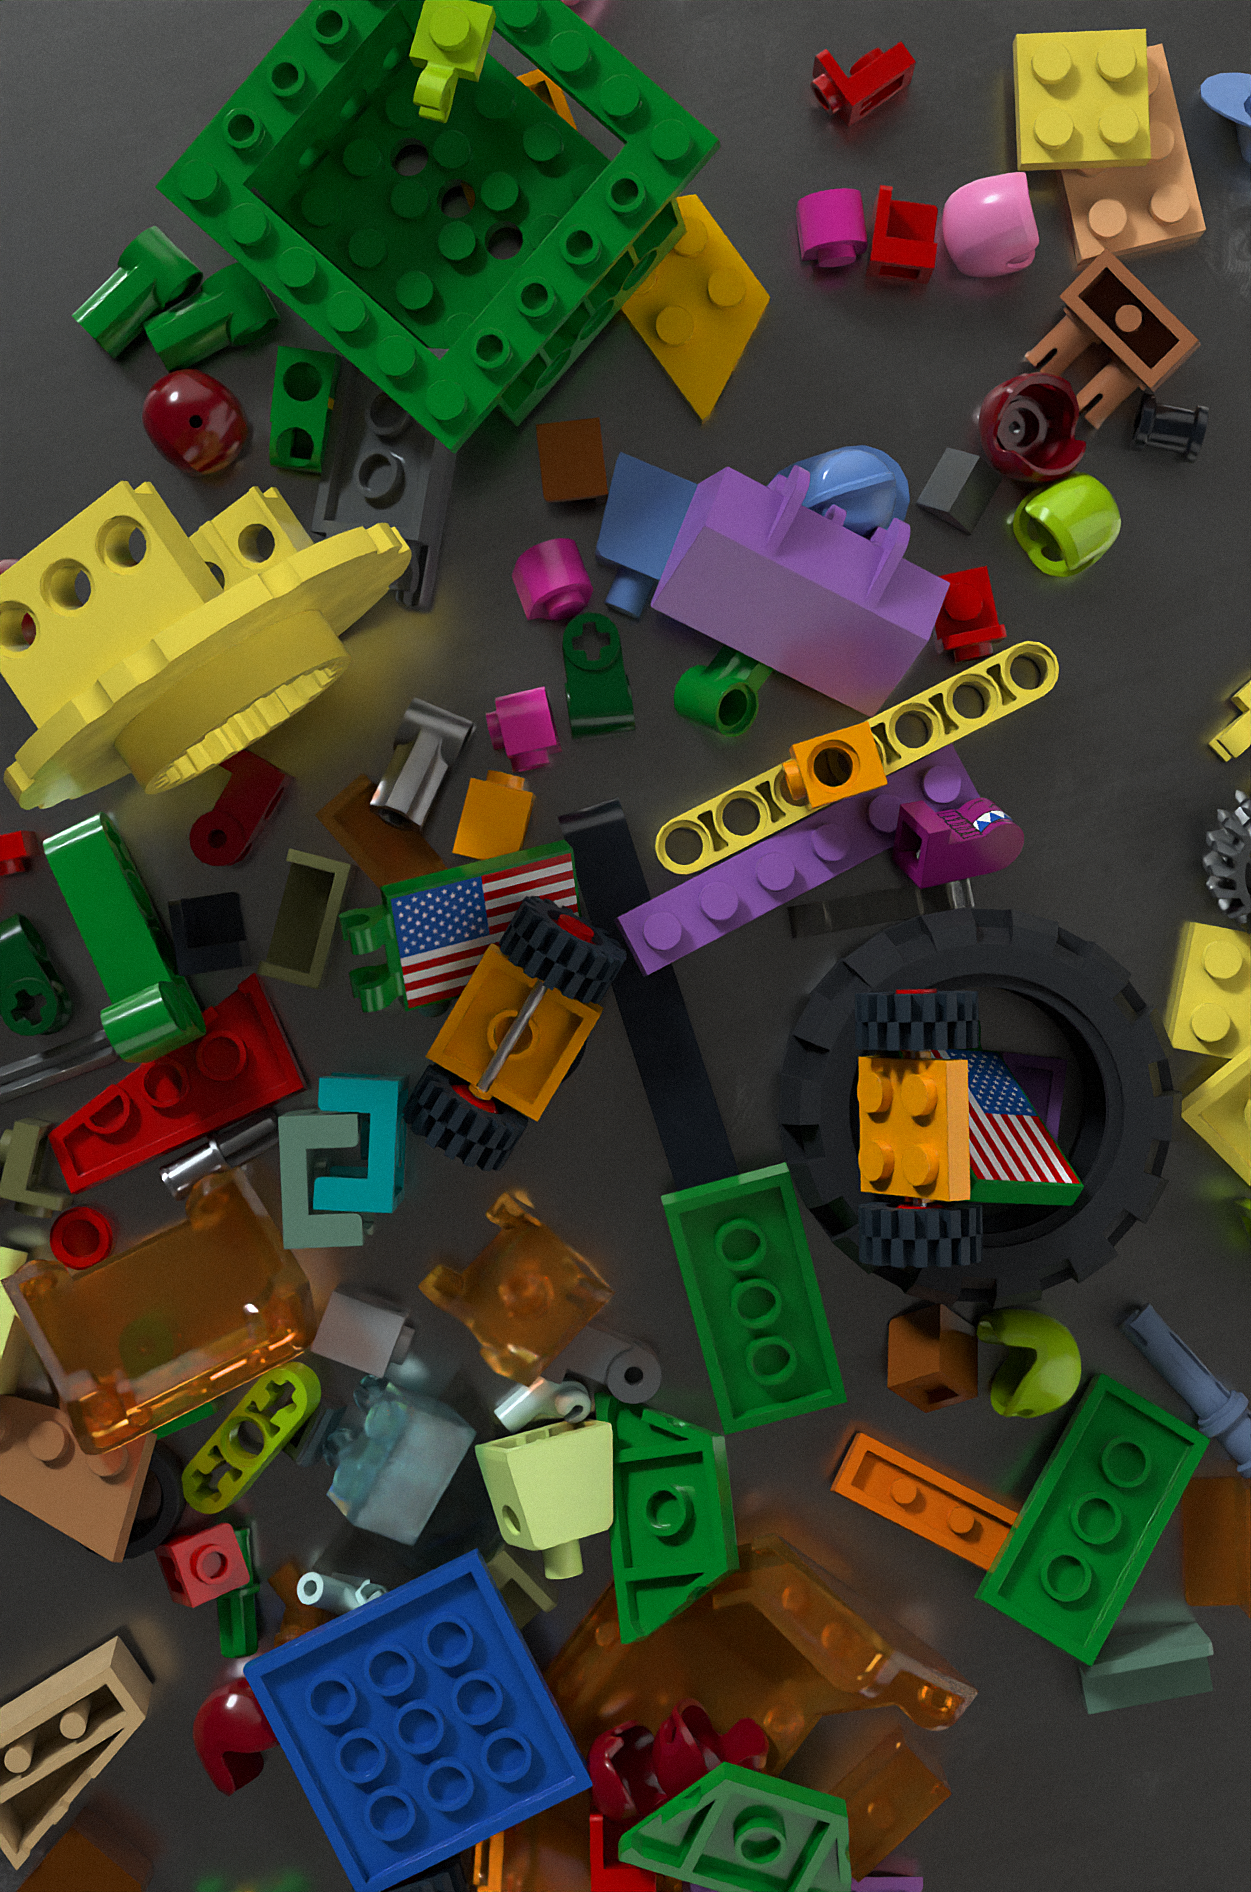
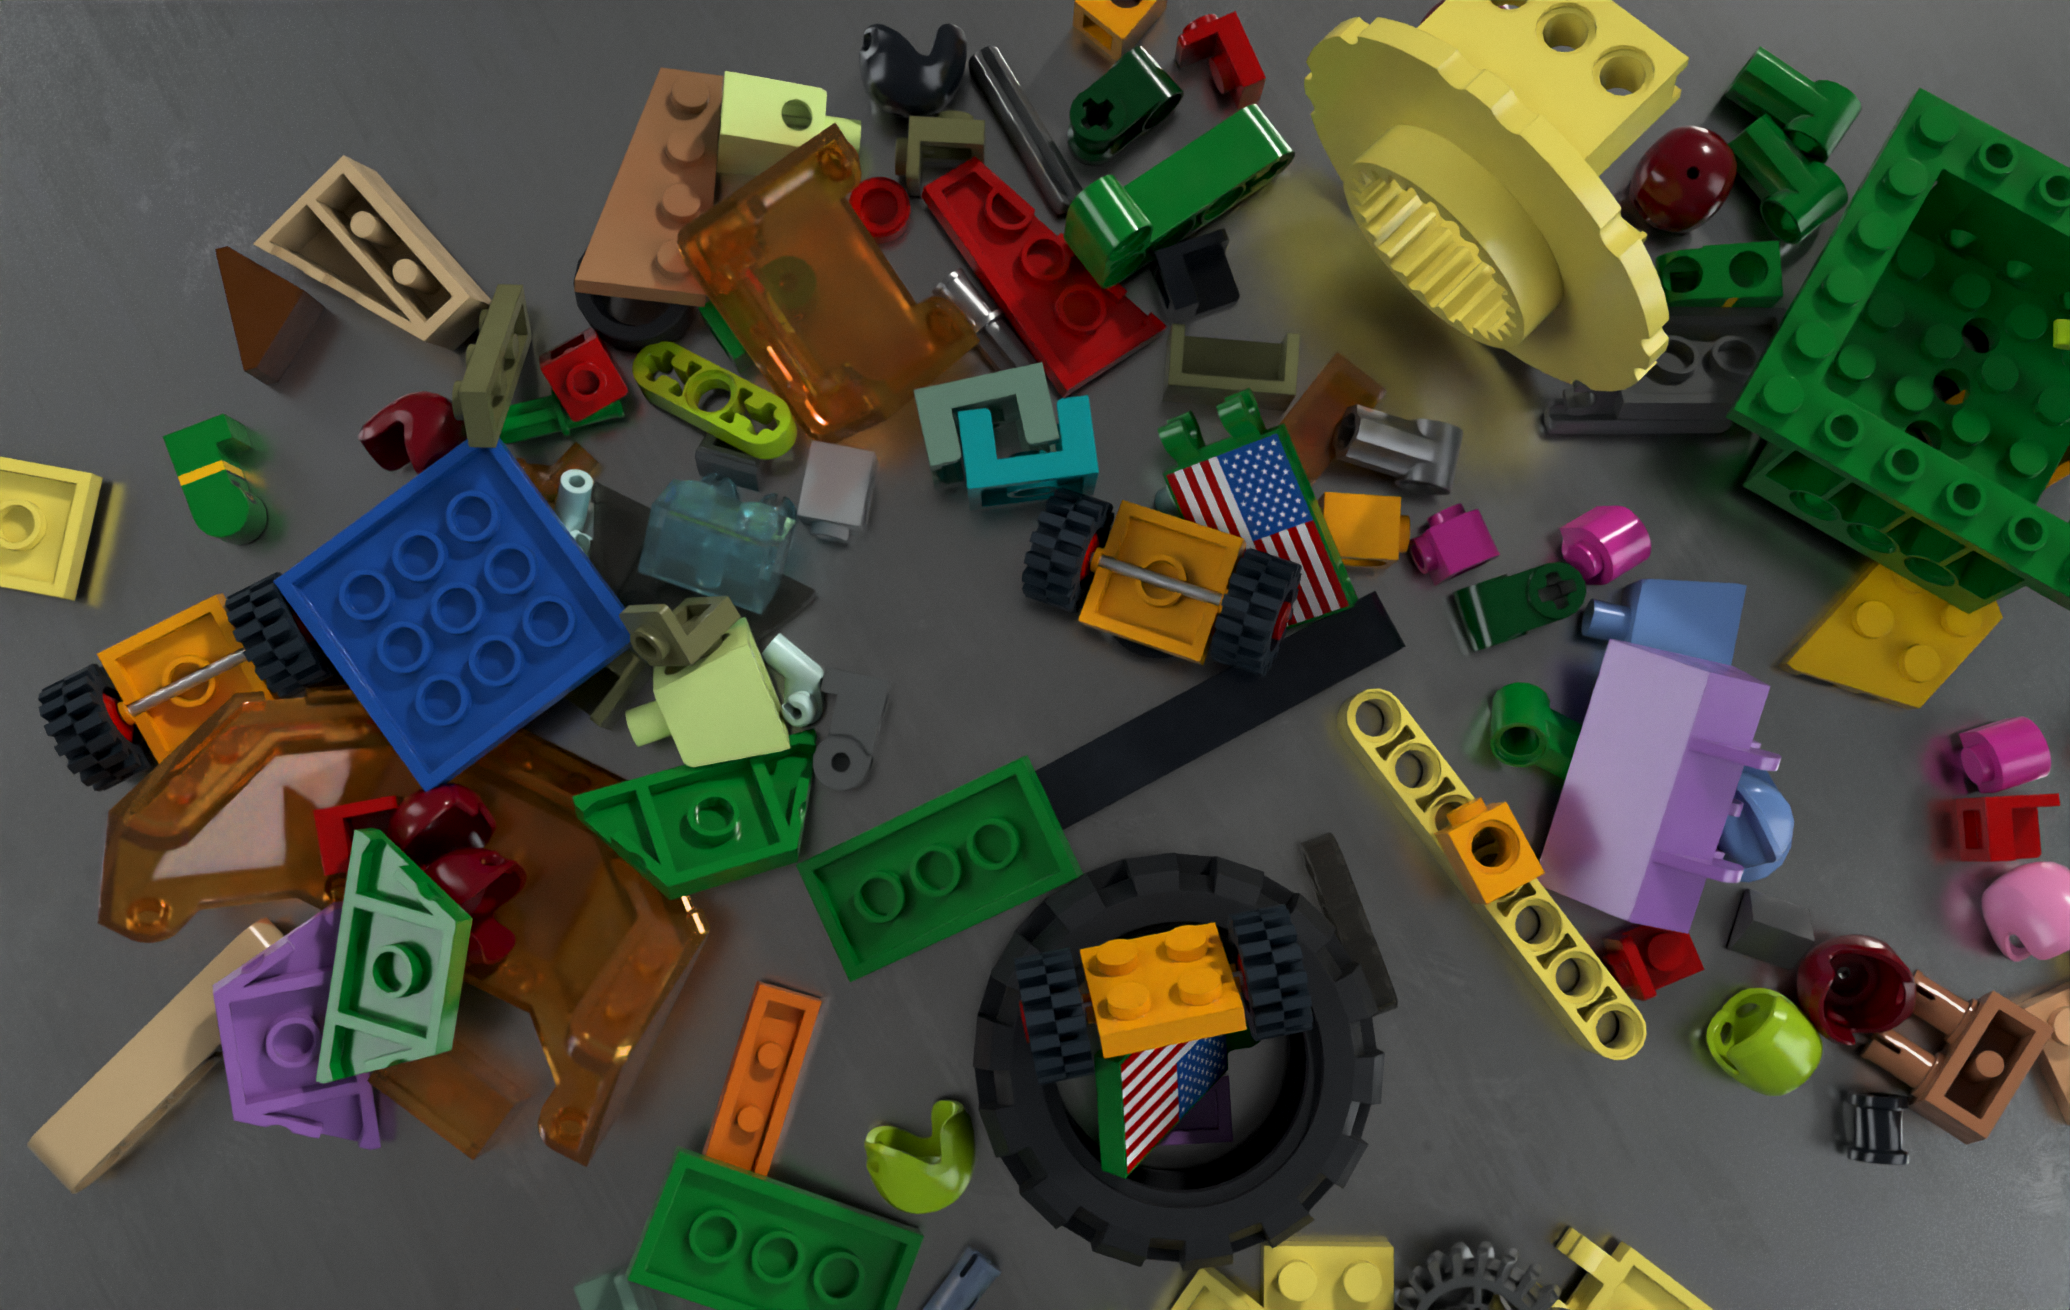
camera: 70 degrees right, 5 degrees down
(183, 1653) = (493, 367): none -> olive plate
(240, 812) = (1320, 286): dark red leg -> none
(485, 1511) = (682, 634): none -> olive bracket
(521, 1293) = (902, 637): clear orange panel -> none
(572, 460) = (1726, 542): dark orange panel -> none
(788, 863) = (1381, 832): medium lavender plate -> none
(933, 1358) = (907, 1060): dark orange panel -> none
(954, 843) = (1428, 986): magenta leg -> none

